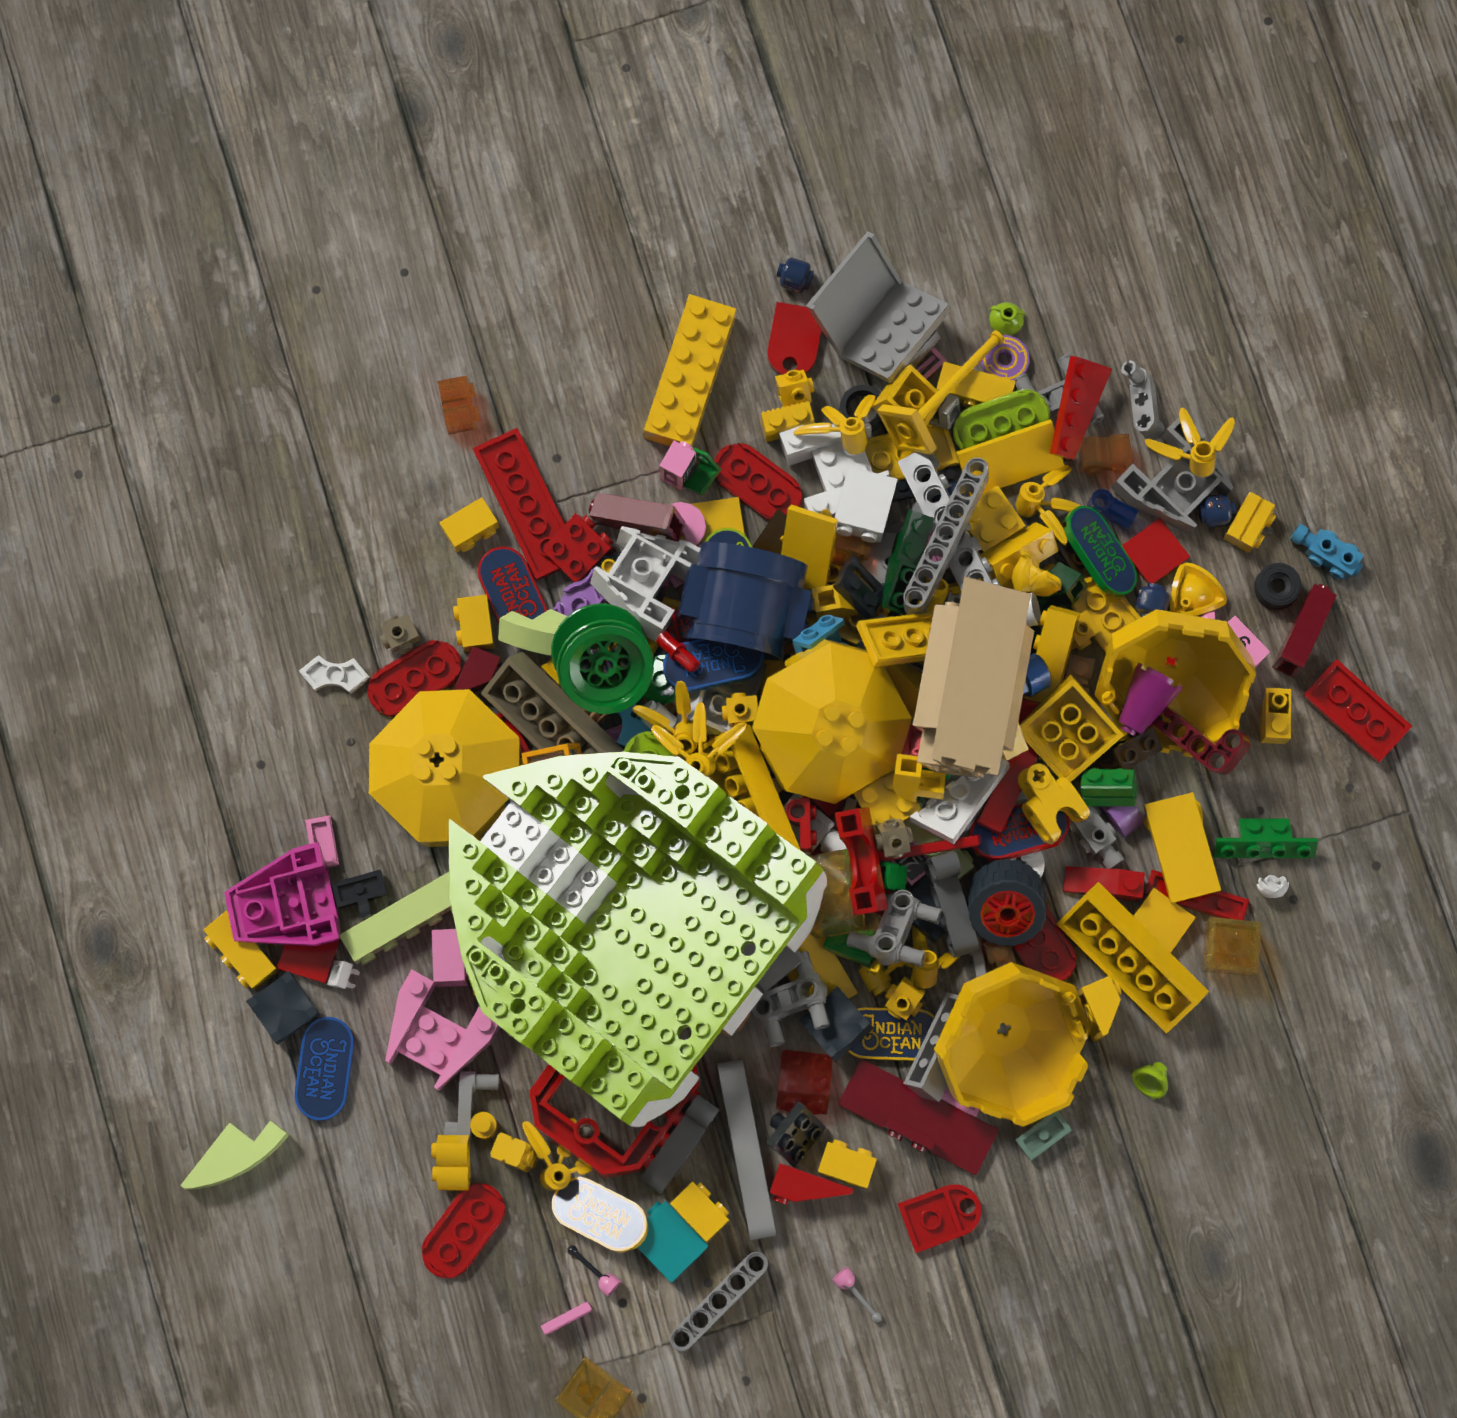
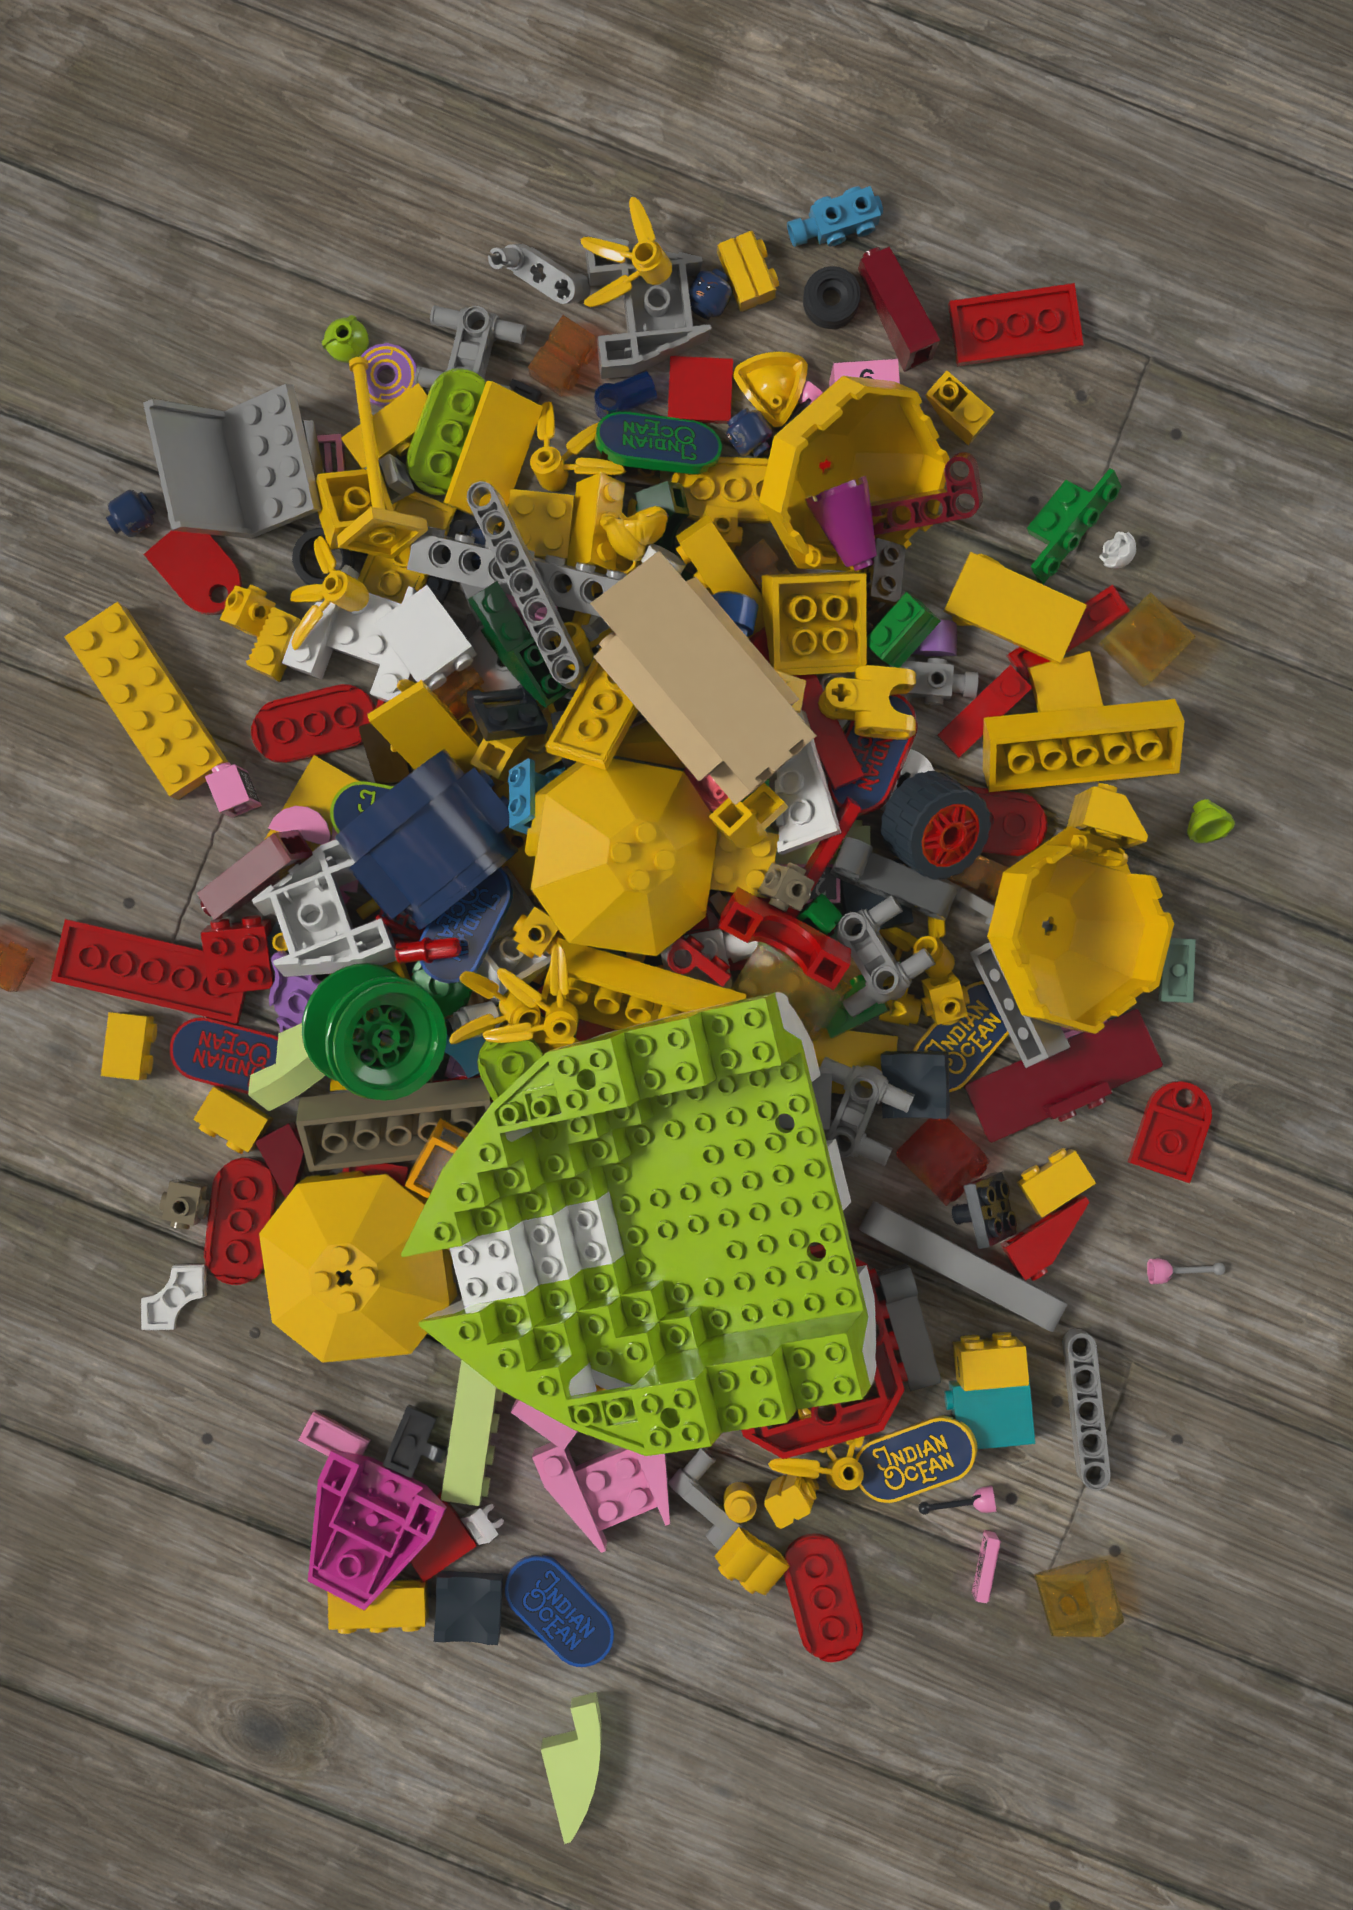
camera: 50 degrees left, 10 degrees up
(704, 473) = (263, 771): green bracket -> none
(1079, 399) = (491, 336): red wing -> none

